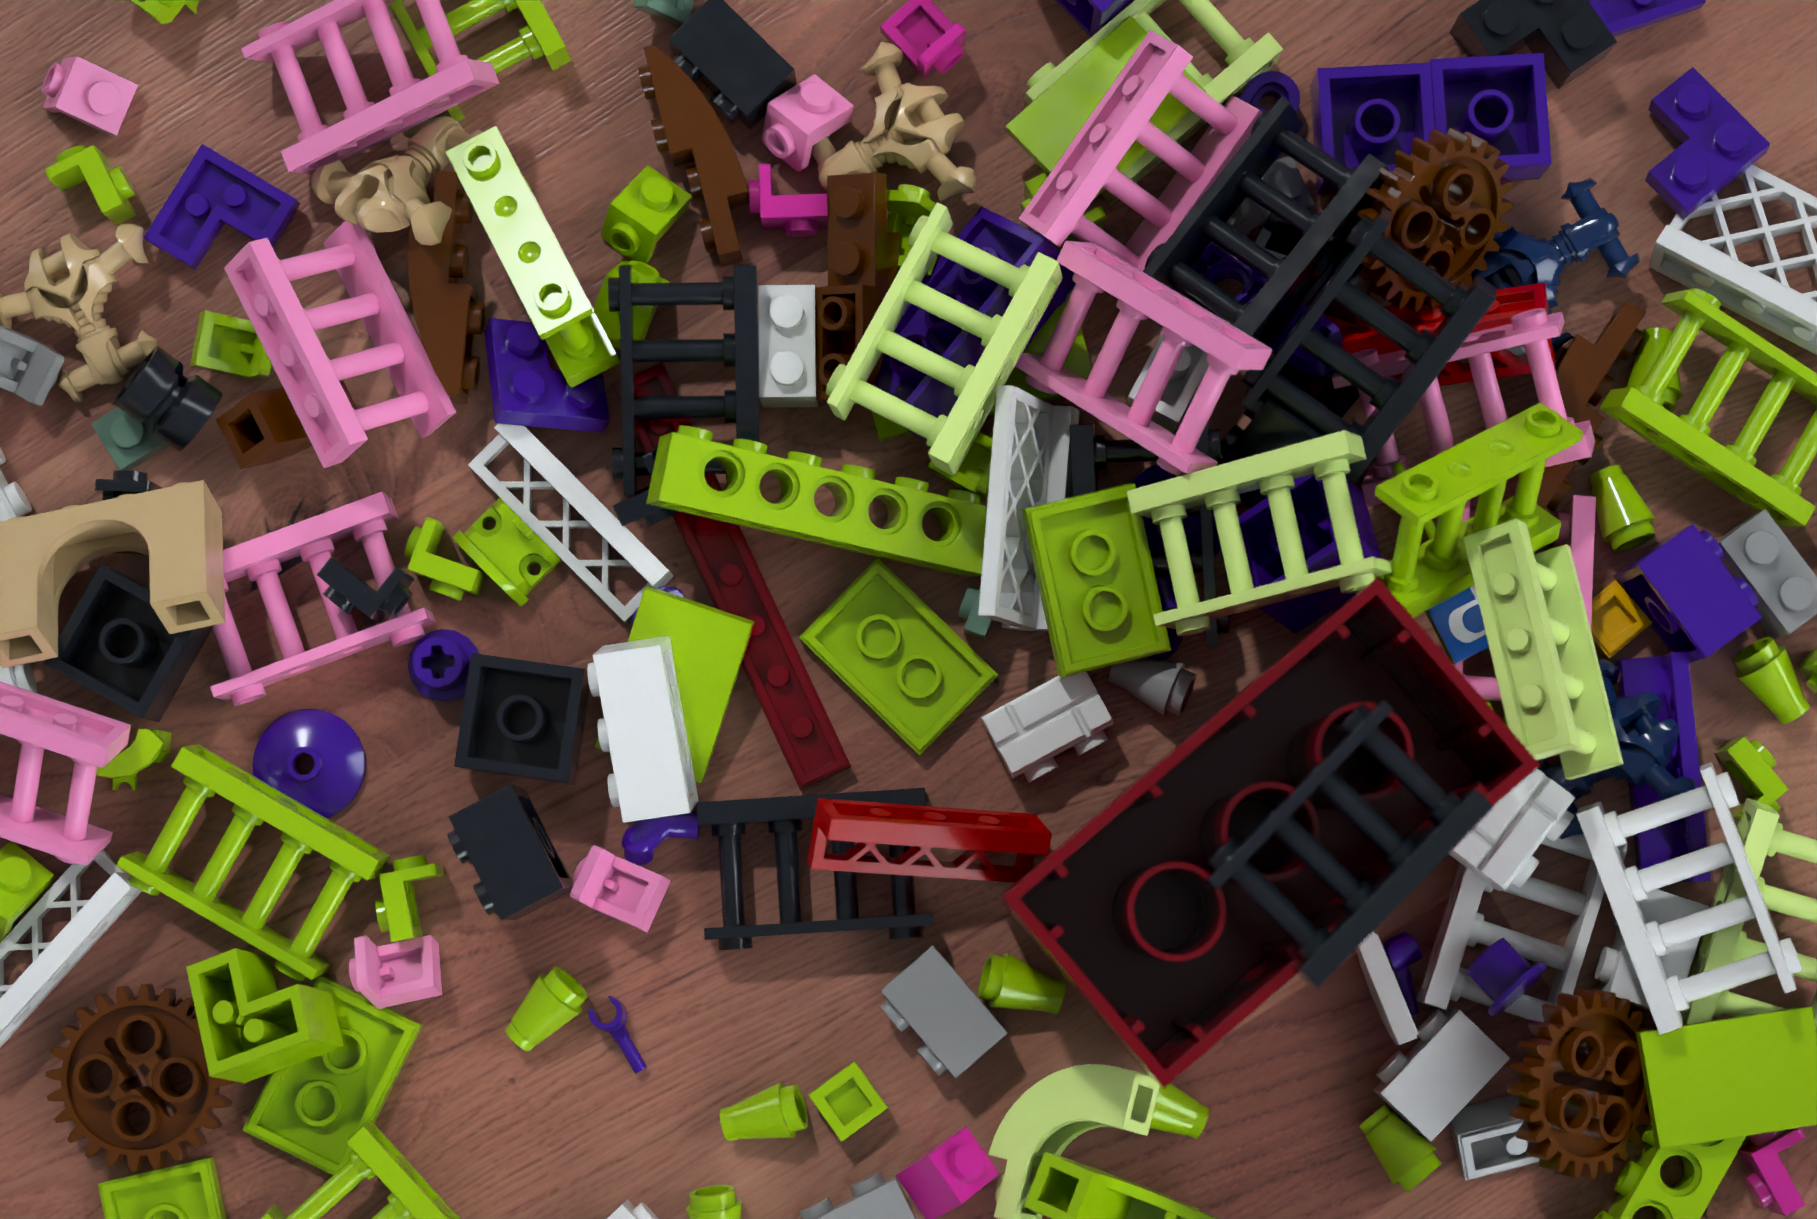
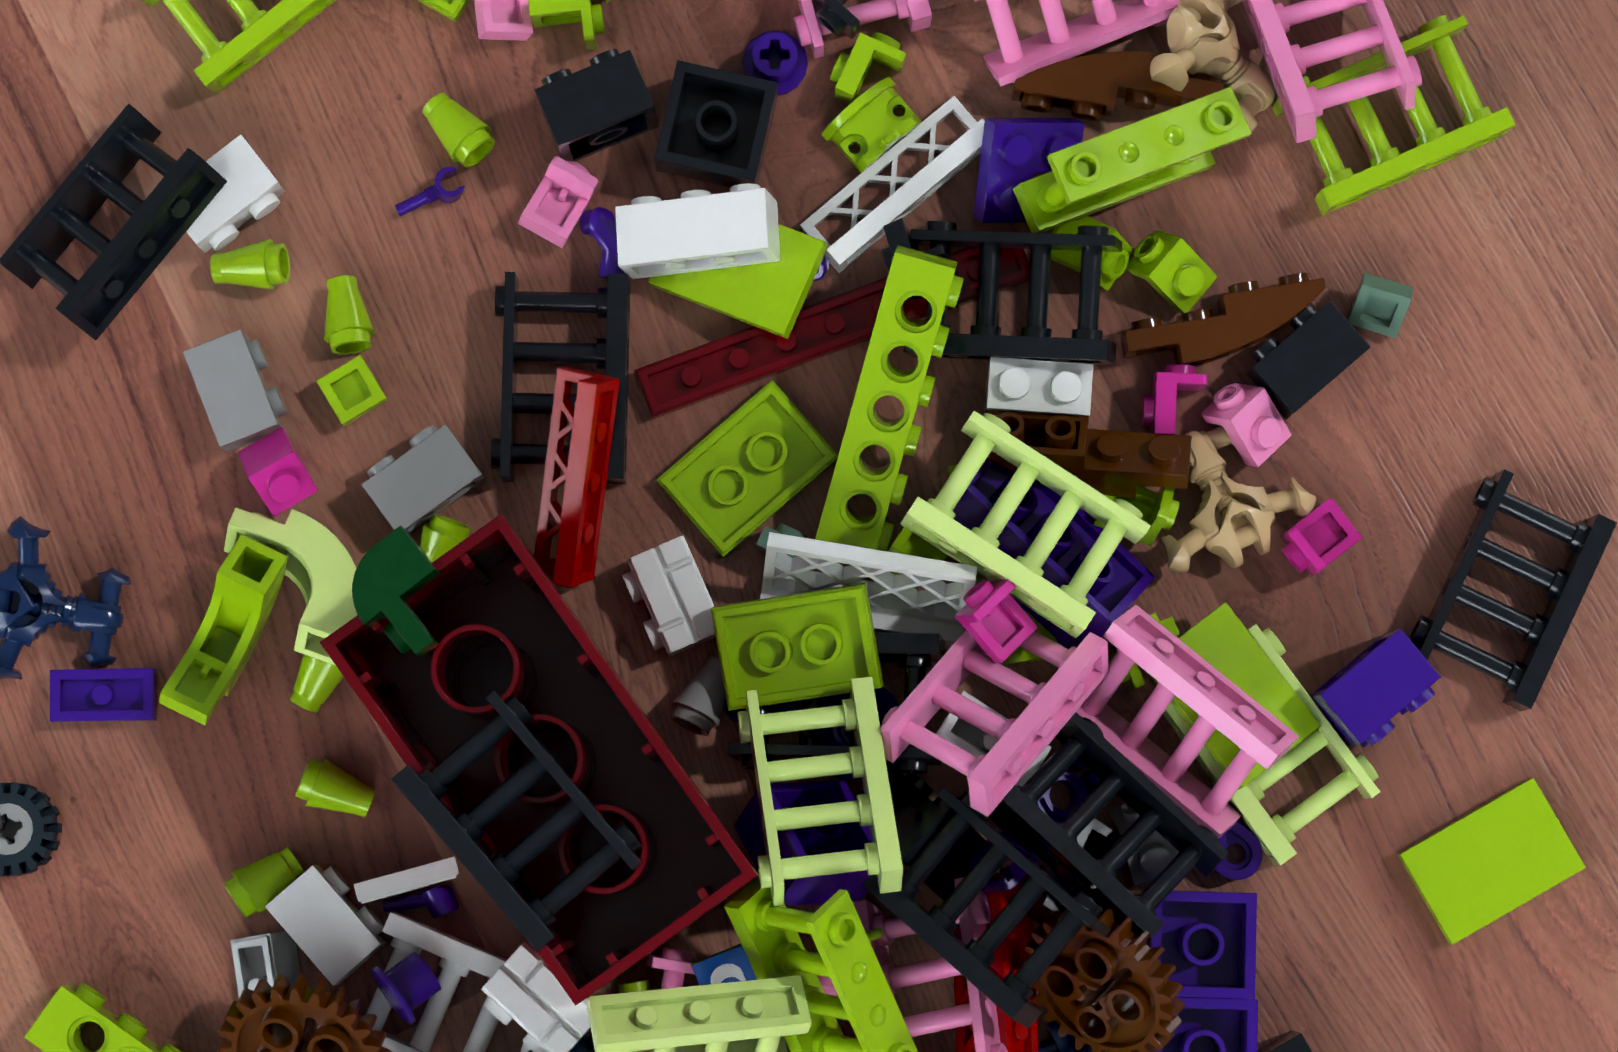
camera: 85 degrees right, 0 degrees up
(1051, 363) = (995, 618): none -> dark pink bracket
(1093, 1017) = (384, 582): none -> dark green brick
(1291, 1080) = (333, 789): none -> lime cone

